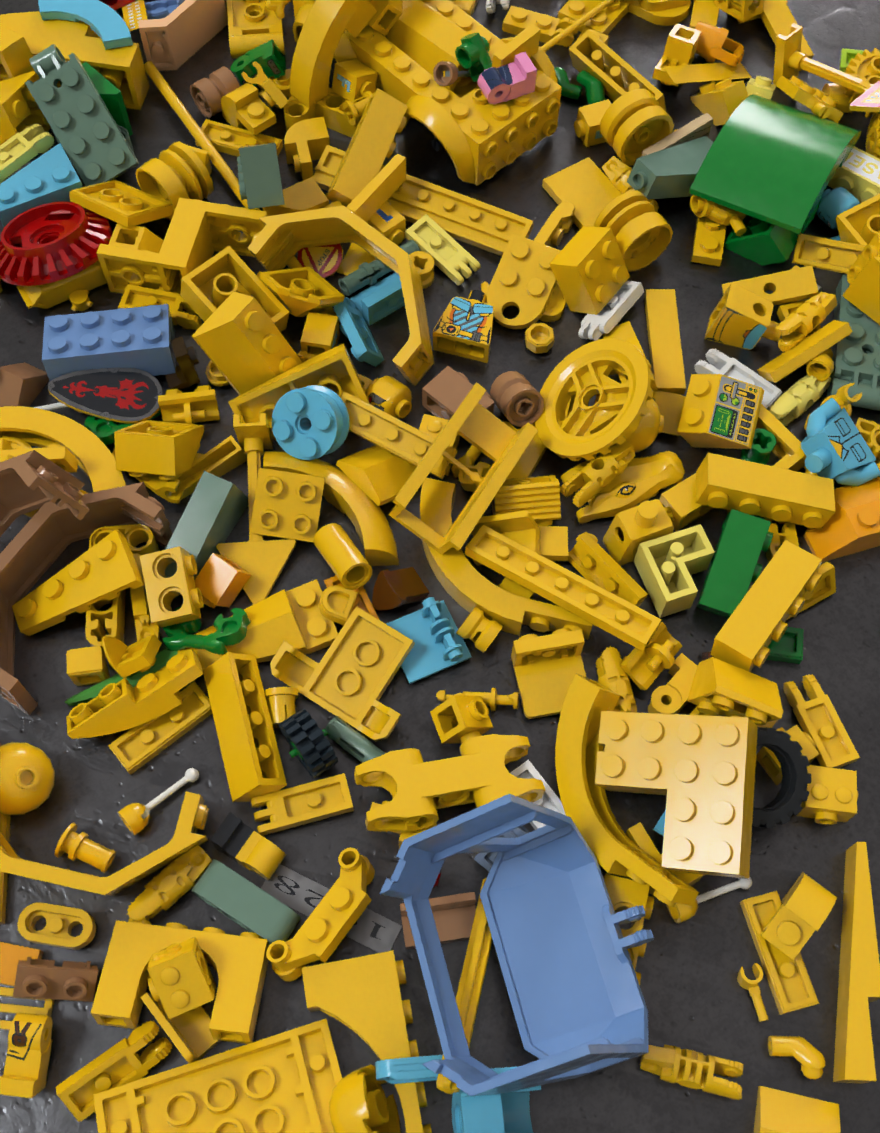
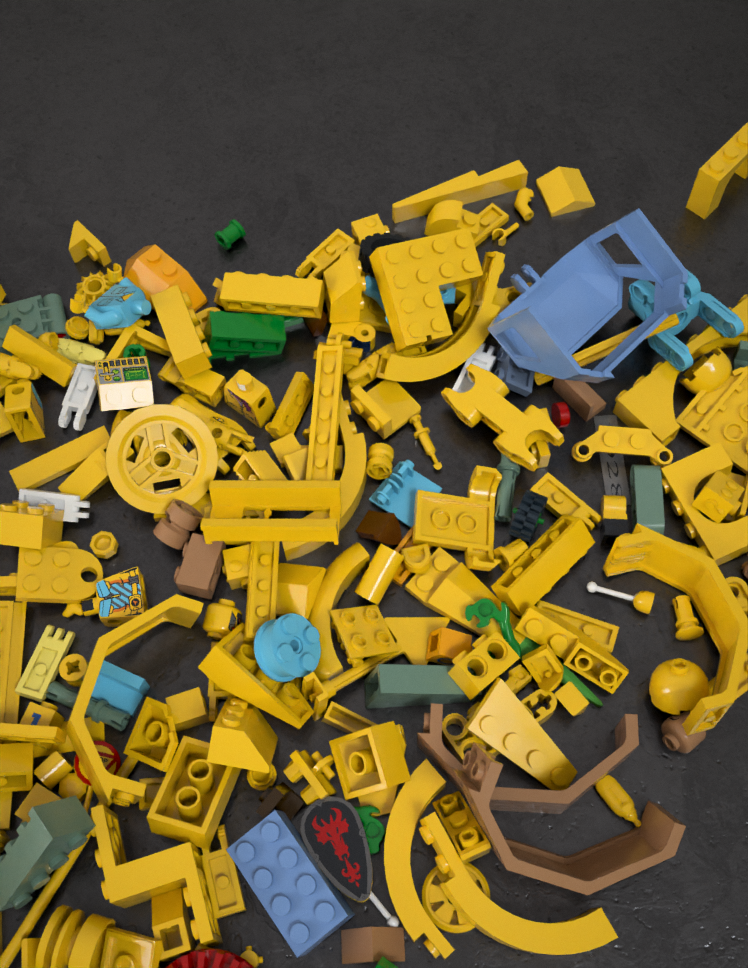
camera: 115 degrees left, 0 degrees up
(356, 330) = (165, 686): medium azure hinge -> none
(461, 718) = (451, 437): yellow brick -> none
(668, 566) = (272, 368): light yellow brick -> none
(693, 1070) = (566, 236): yellow hinge -> none

